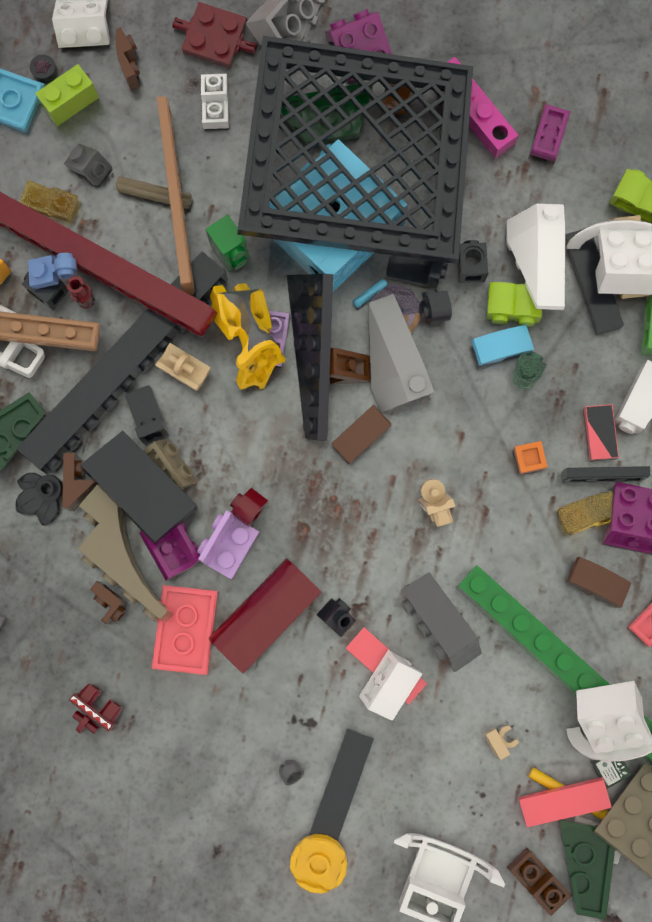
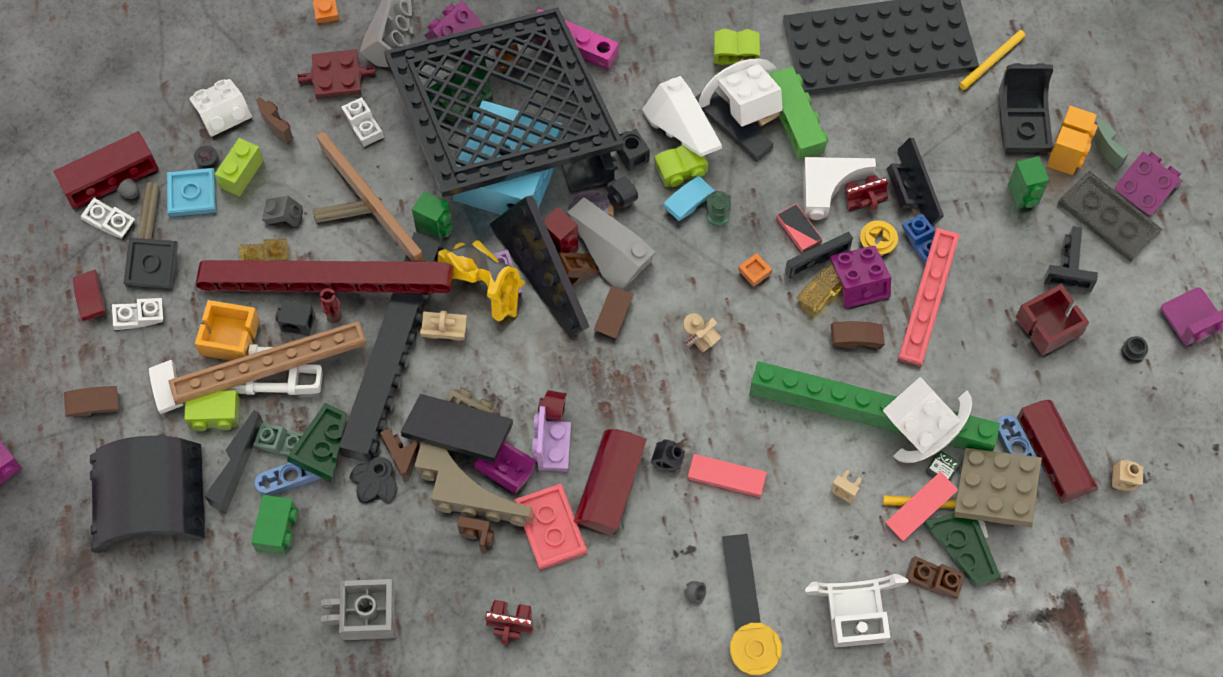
camera: 30 degrees left, 15 degrees down
(48, 269) = (295, 299): medium blue plate -> none
(146, 414) = (432, 377): black bracket -> none
(348, 325) = (562, 231): none -> dark red brick
(368, 294) = (568, 199): medium azure piece -> none
(390, 685) = (738, 484): white hinge -> none
(441, 622) = (754, 419): dark grey wedge -> none
(550, 132) = (641, 32): magenta plate -> none

